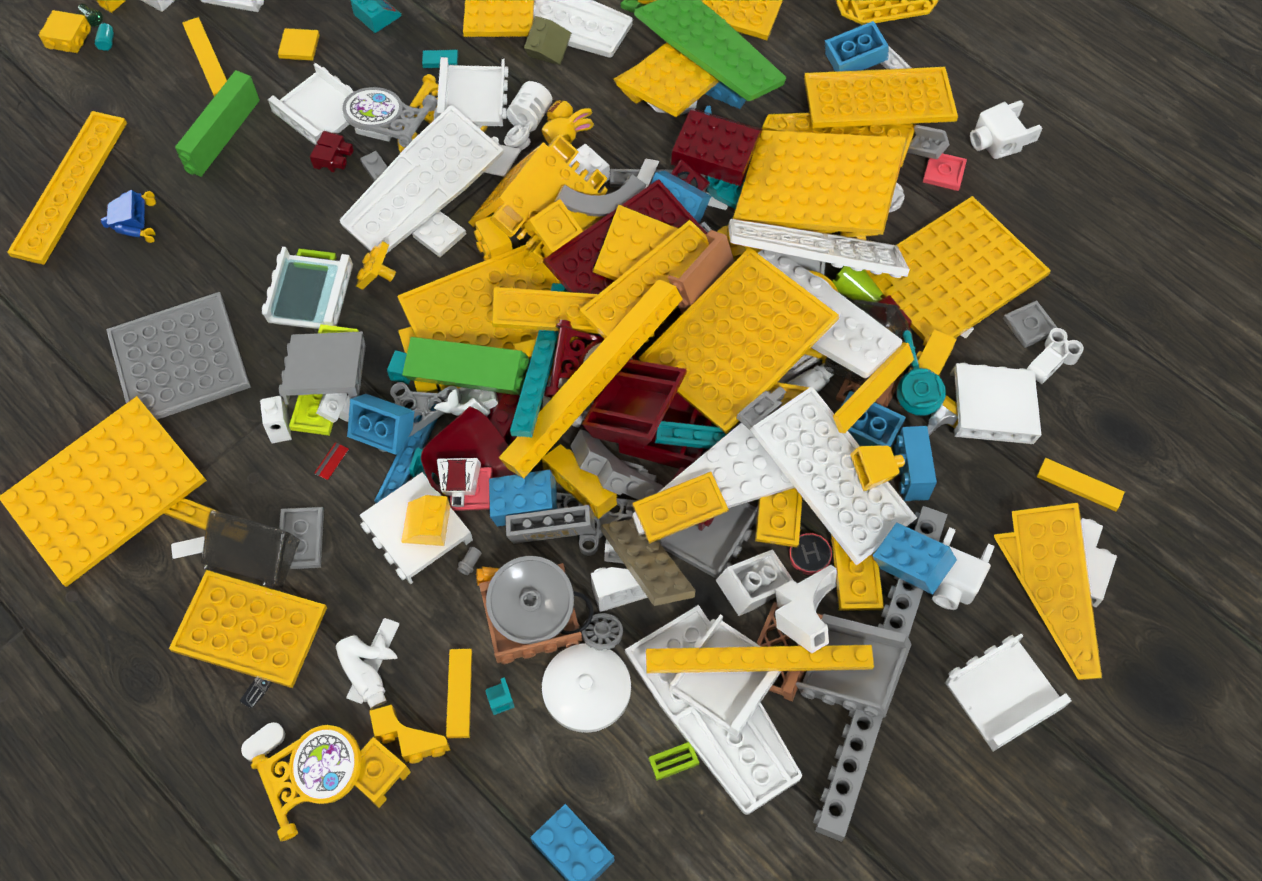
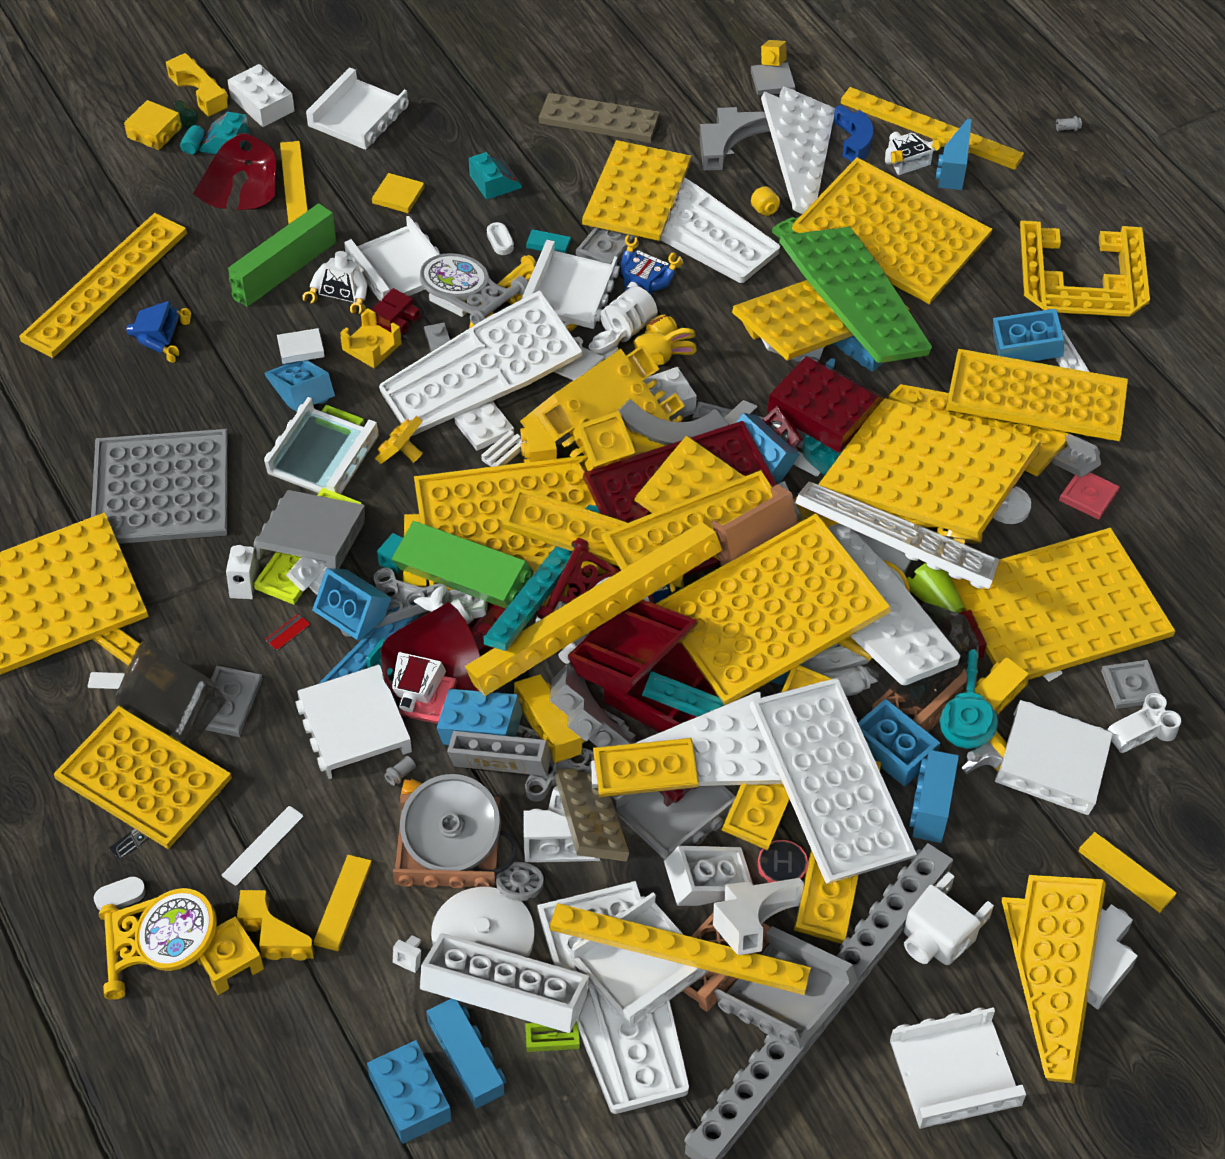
camera: 15 degrees right, 10 degrees down
(132, 26) = (222, 130): none -> teal slope
(142, 49) = (229, 160): none -> dark red piece
(259, 201) = (300, 346): none -> white tile
(270, 233) = (301, 380): none -> dark azure slope
(275, 134) = (340, 281): none -> torso
(318, 182) = (371, 342): none -> yellow panel
(363, 676) = (244, 853): white piece -> none
(398, 65) = (500, 238): none -> white tile
(426, 521) = (367, 714): yellow slope -> none
(469, 239) = (501, 448): none -> white tile
(488, 51) = (604, 245): none -> light grey tile
(500, 697) = (385, 919): teal panel -> none
(530, 65) = (646, 271): none -> torso
(531, 724) = (407, 954): none -> white tile
(547, 41) = (677, 240): olive slope -> none
(608, 799) = (466, 1053): none -> dark azure brick
(623, 731) = (504, 982): none -> white brick
(761, 407) = (772, 684): light grey hinge -> none
(873, 388) = (909, 698): yellow tile -> none
(876, 465) = (883, 781): yellow torso -> none
(914, 558) = (893, 891): dark azure brick -> none
(1002, 131) = (1170, 466): white piece -> none

